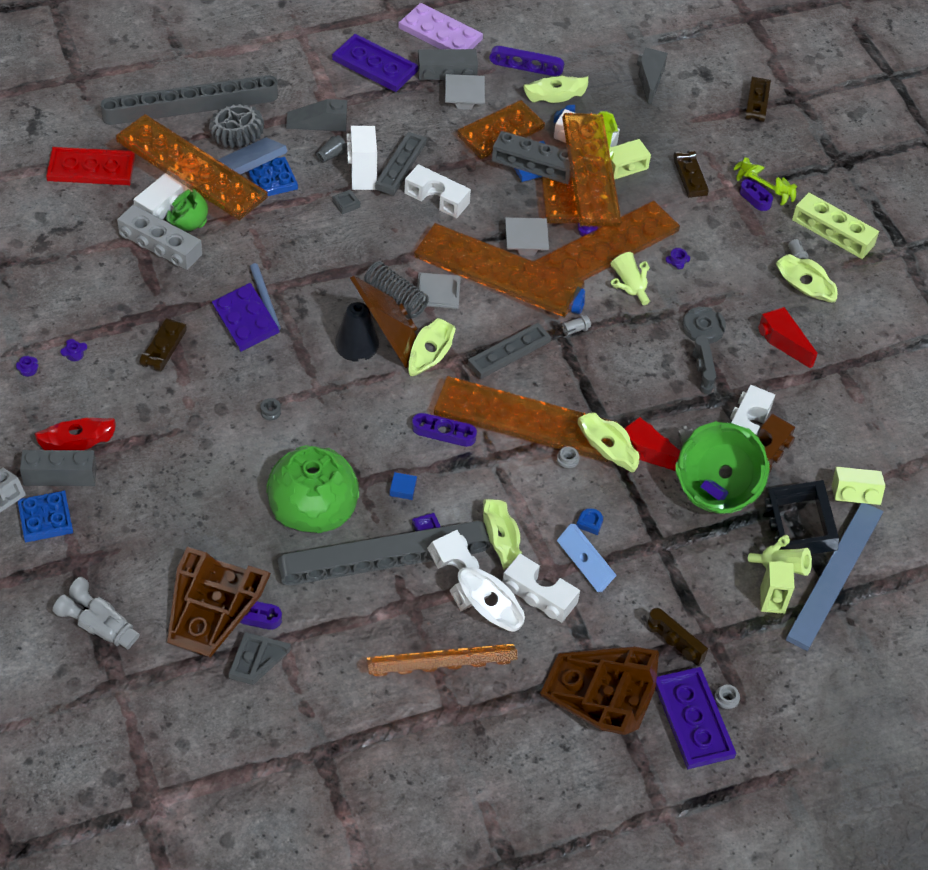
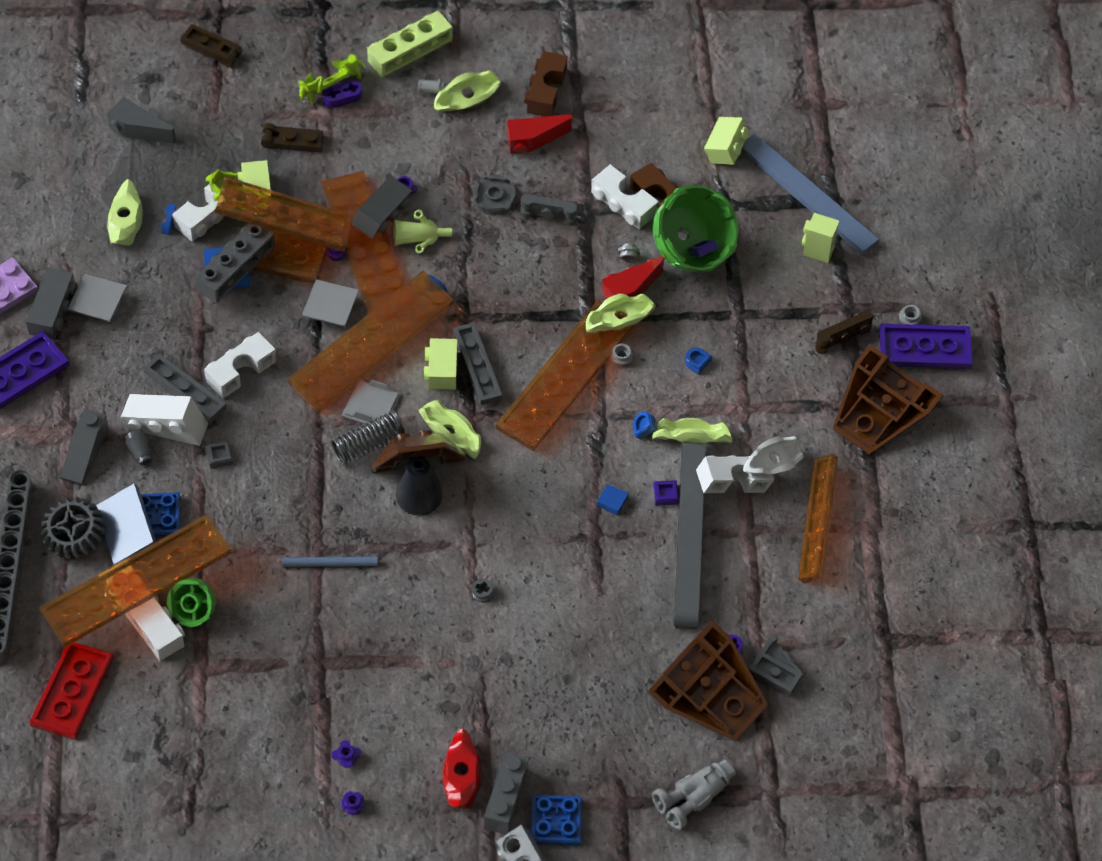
camera: 70 degrees left, 5 degrees up
(159, 237) = (218, 628): light grey brick -> none
(163, 344) = (365, 669): dark brown plate -> none
(245, 317) = (355, 584): dark purple plate -> none
(312, 500) = (596, 586): bright green piece -> none
(438, 422) = (555, 456): dark purple beam -> none
(494, 490) = (644, 424): none -> blue tile
(496, 324) = (442, 364): none -> yellowish green brick
(514, 119) = (168, 283): clear orange plate -> none
(526, 63) = (73, 229): dark purple beam -> none
(555, 600) = (752, 431): white arch -> none
(576, 325) = (462, 294): light grey pin -> none
(586, 557) = (753, 370): light blue tile -> none
(640, 240) = (382, 207): none -> dark grey brick
(799, 493) = (756, 176): black window -> none
(799, 557) = (792, 224): yellowish green piece -> none
(864, 330) = (549, 70): none -> reddish brown arch

